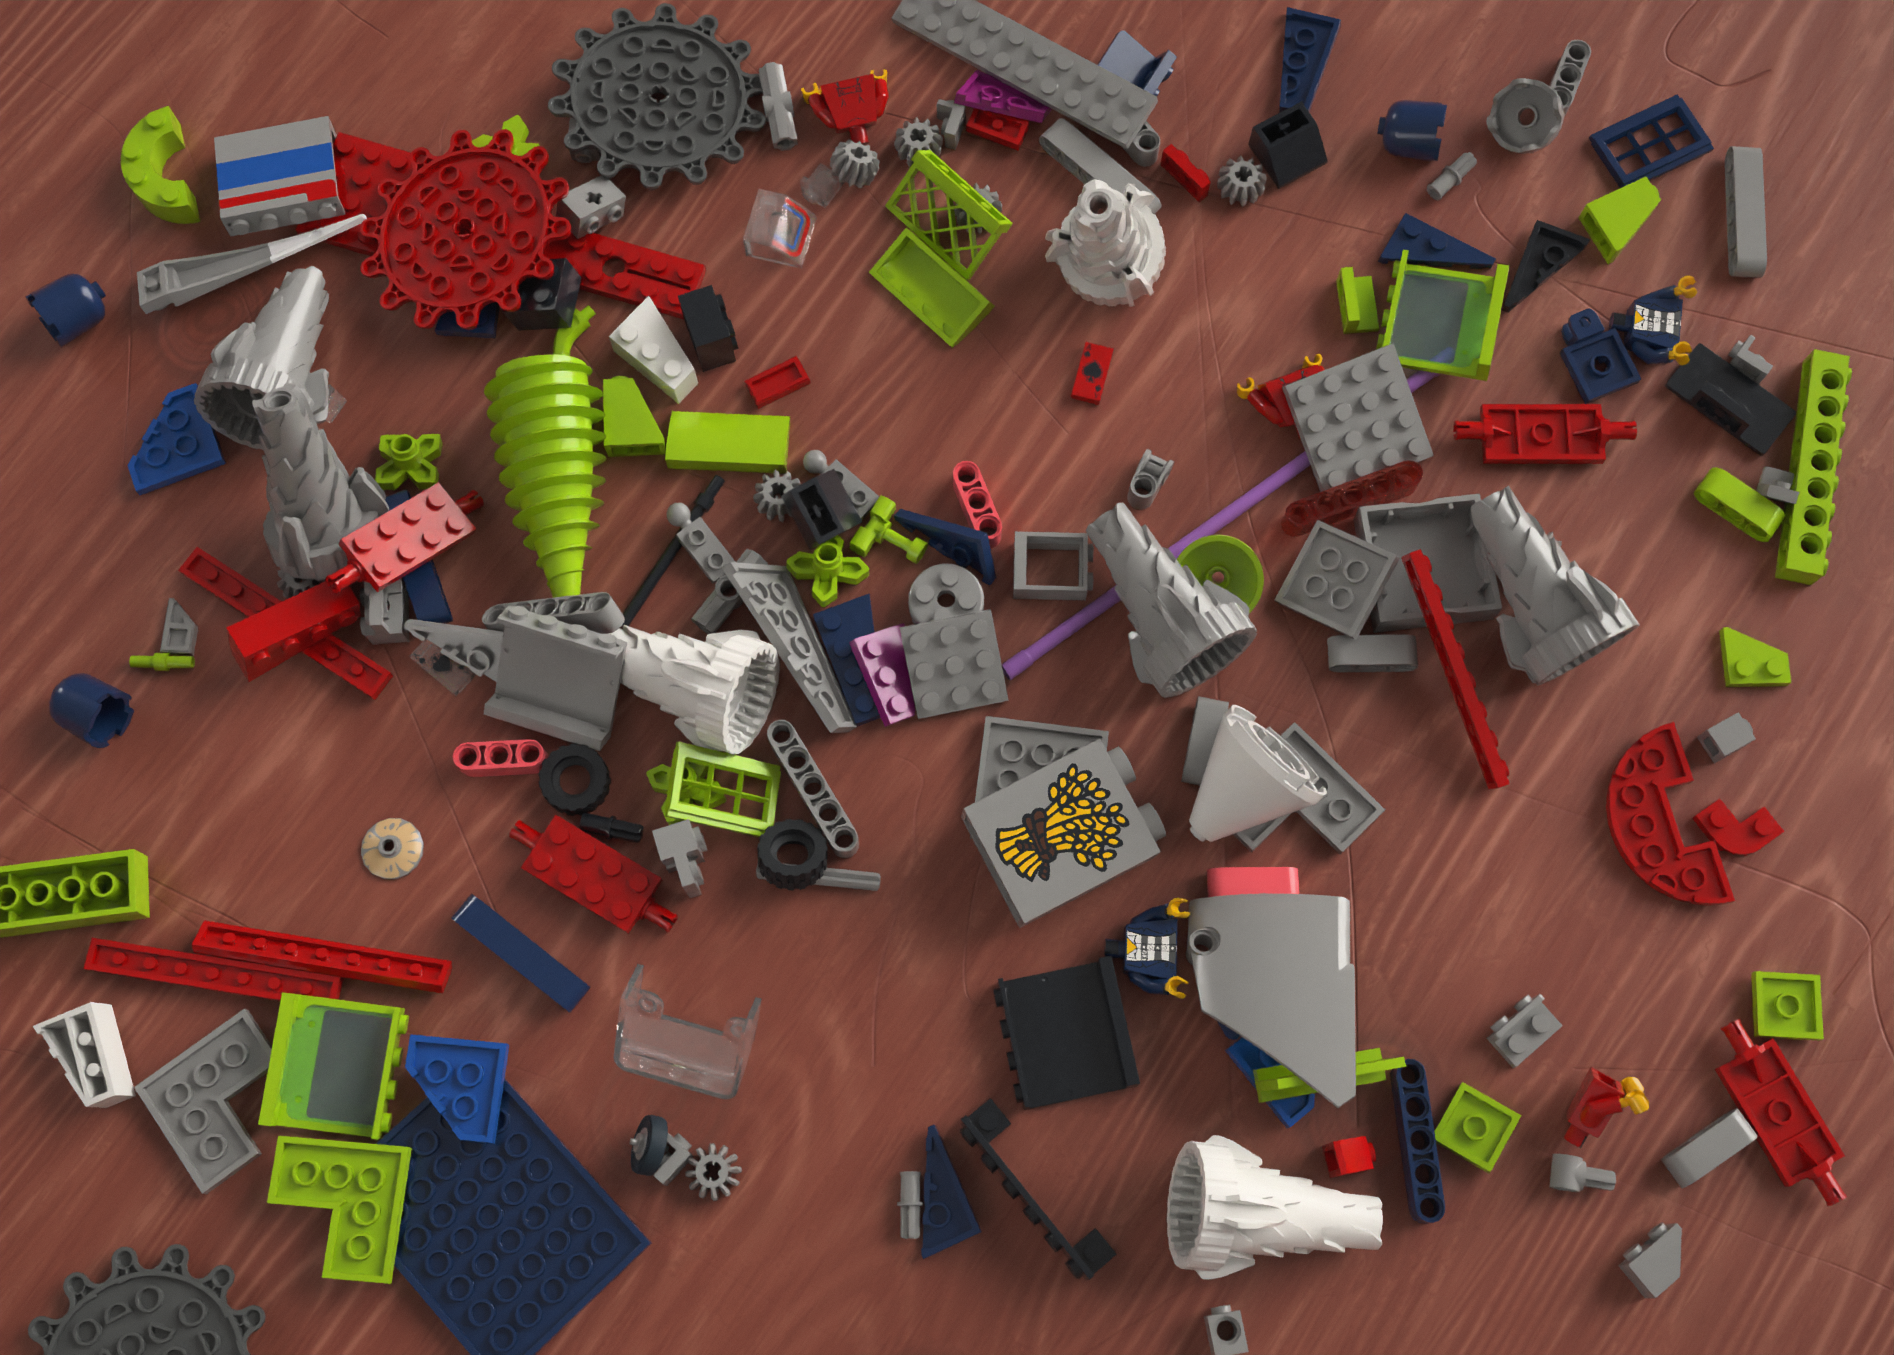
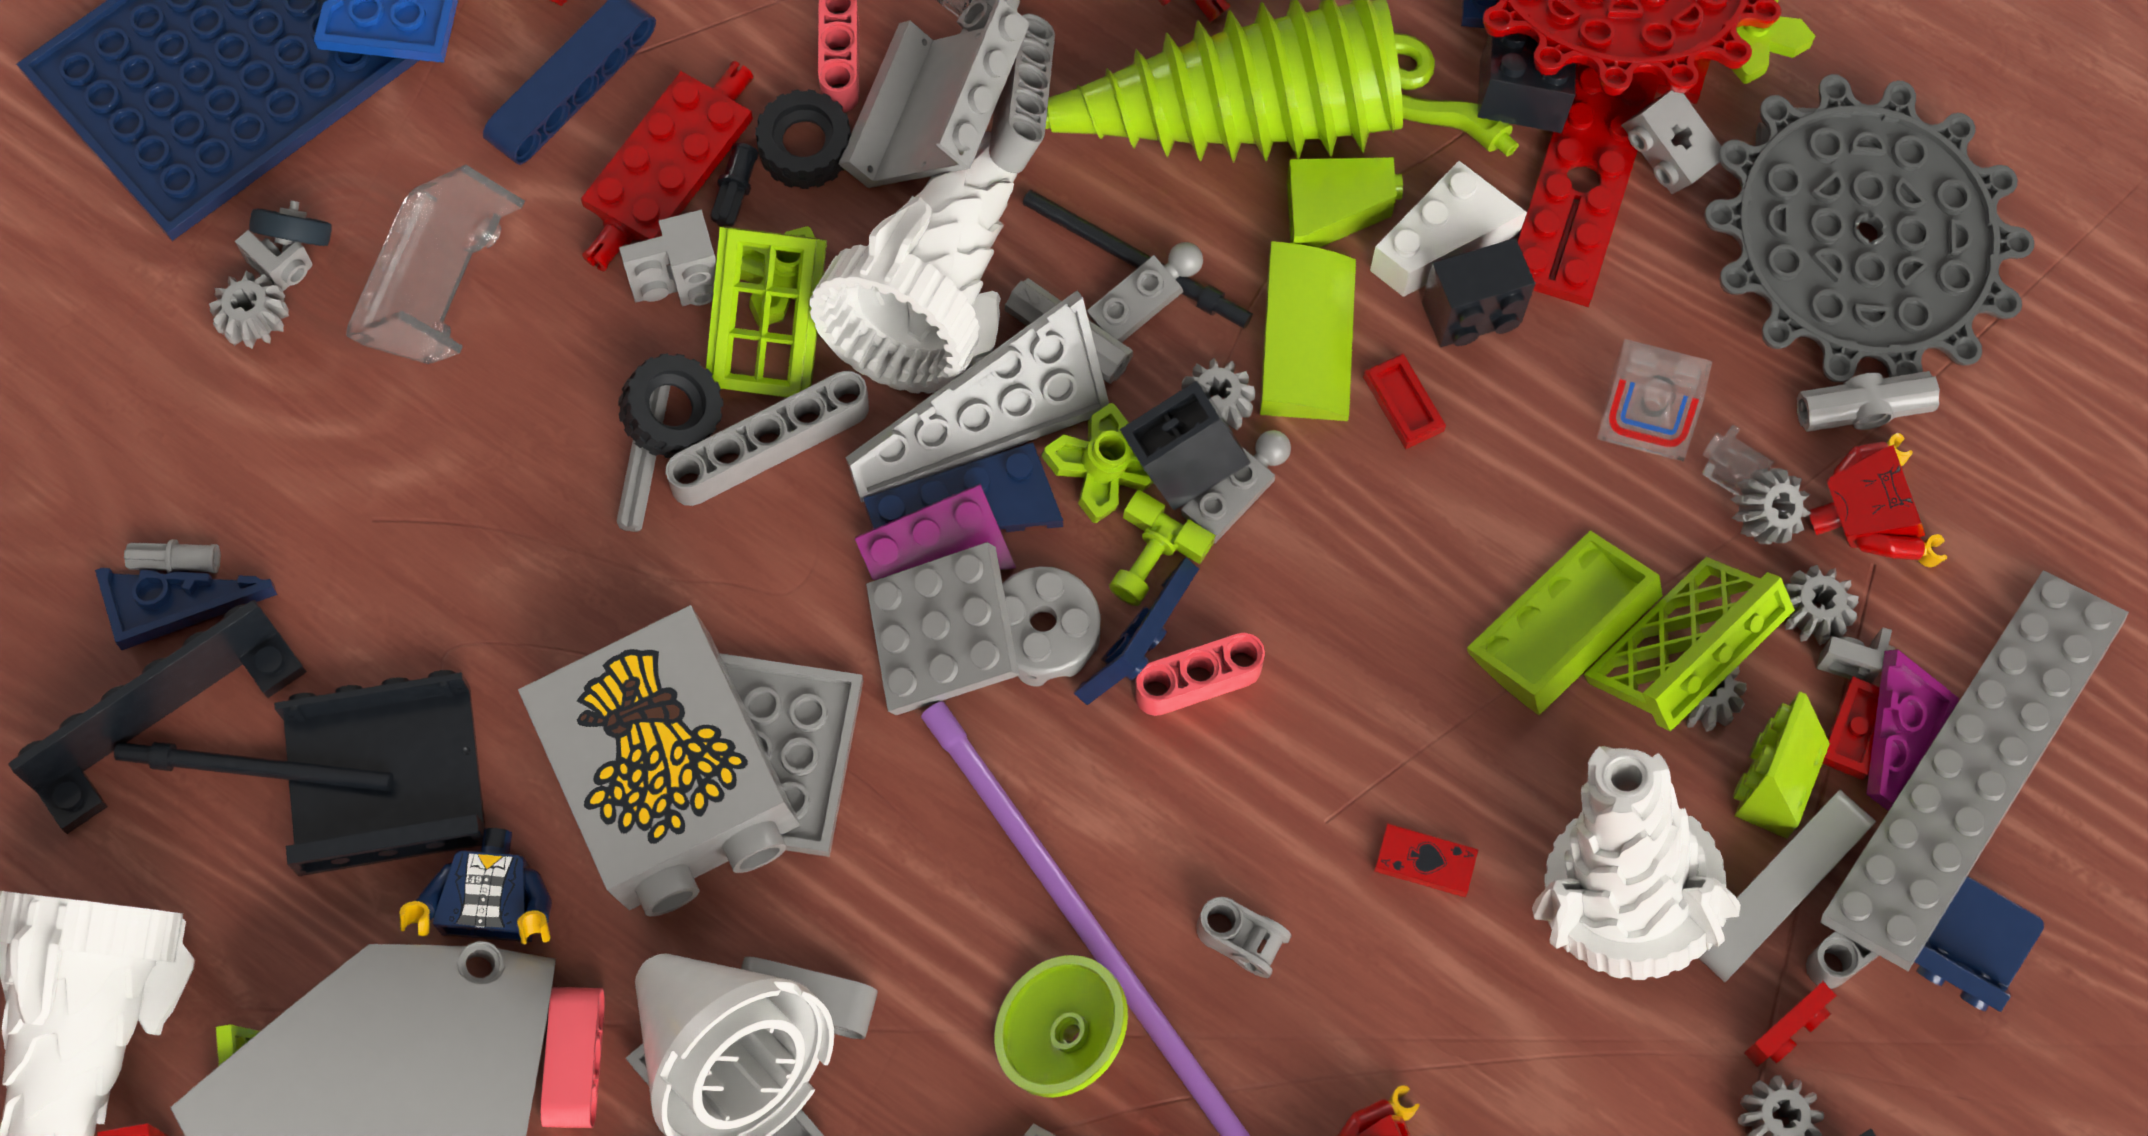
camera: 90 degrees right, 5 degrees down
(1031, 167) = (1783, 768): none -> lime slope
(1052, 541) = (1097, 734): light grey window -> none
(1060, 1189) = (166, 756): none -> black bar
(1181, 627) = (978, 951): light grey cone -> none

